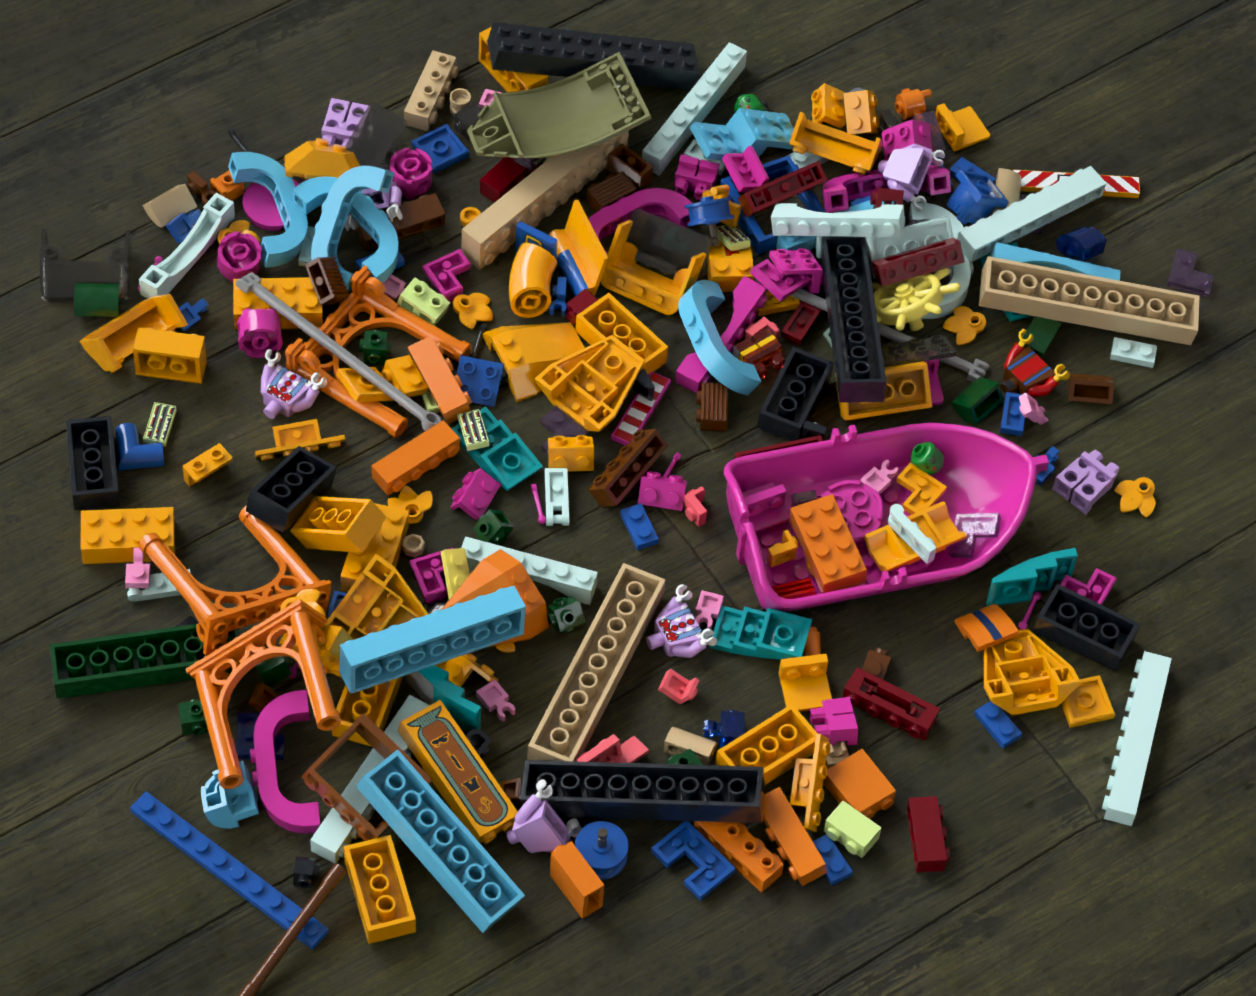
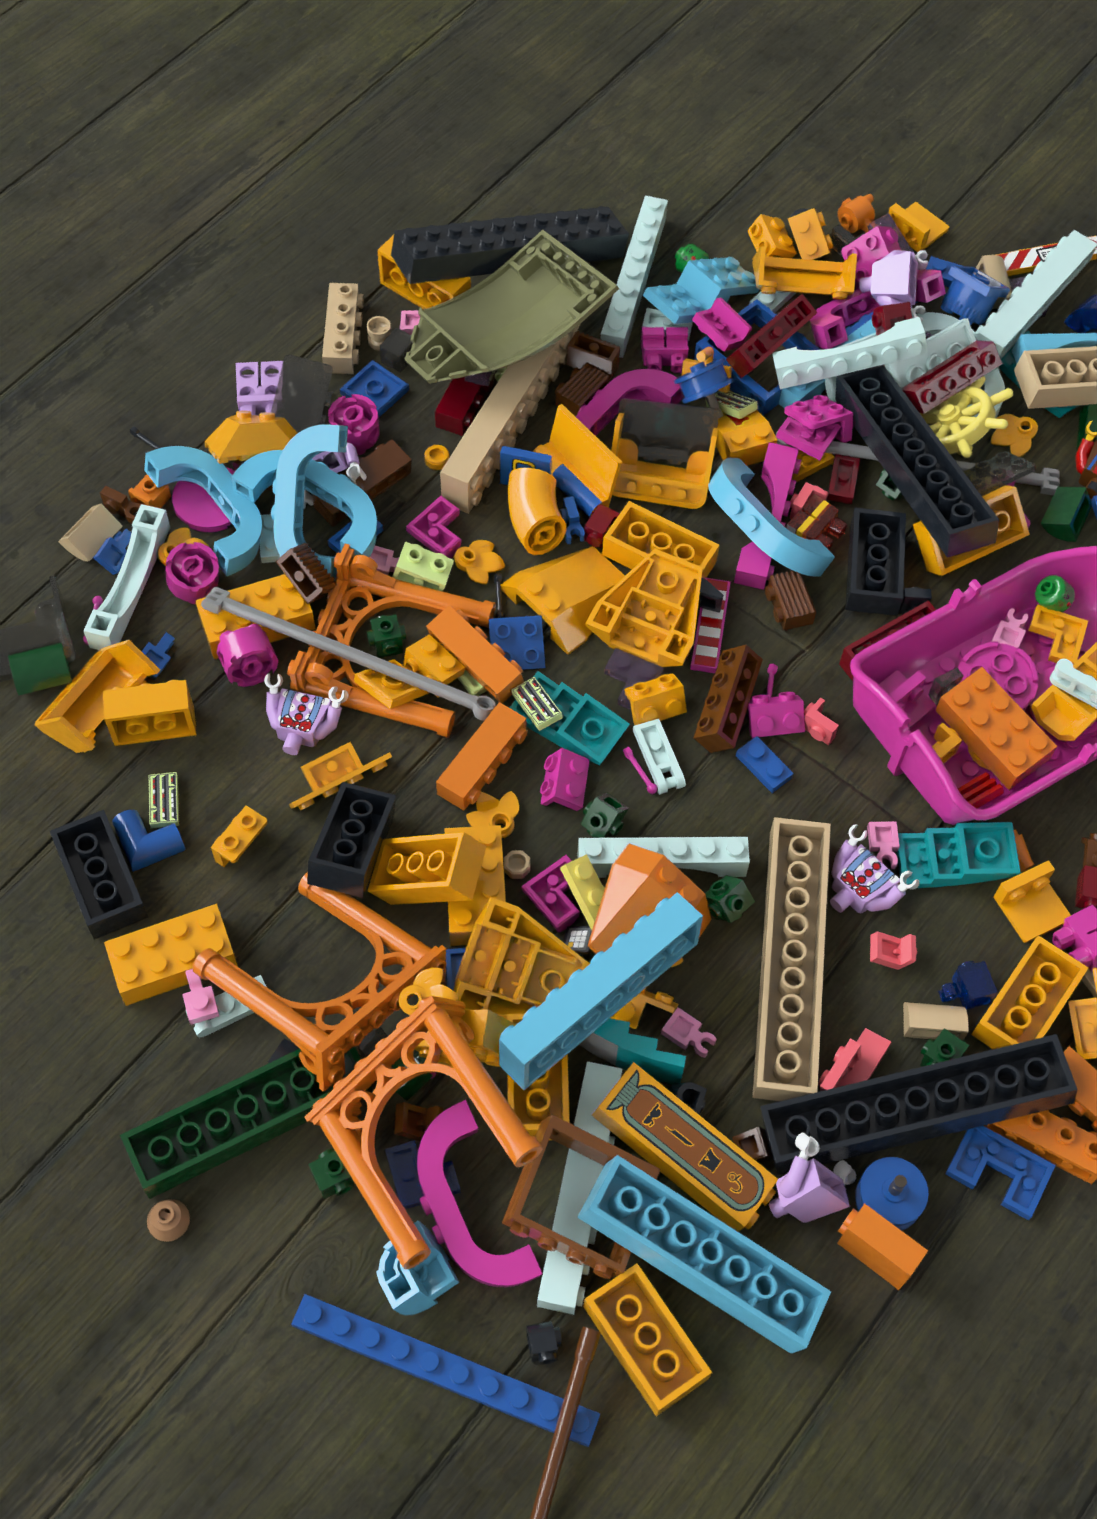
camera: 15 degrees left, 5 degrees up
(65, 715) = (168, 1220): none -> medium nougat cone

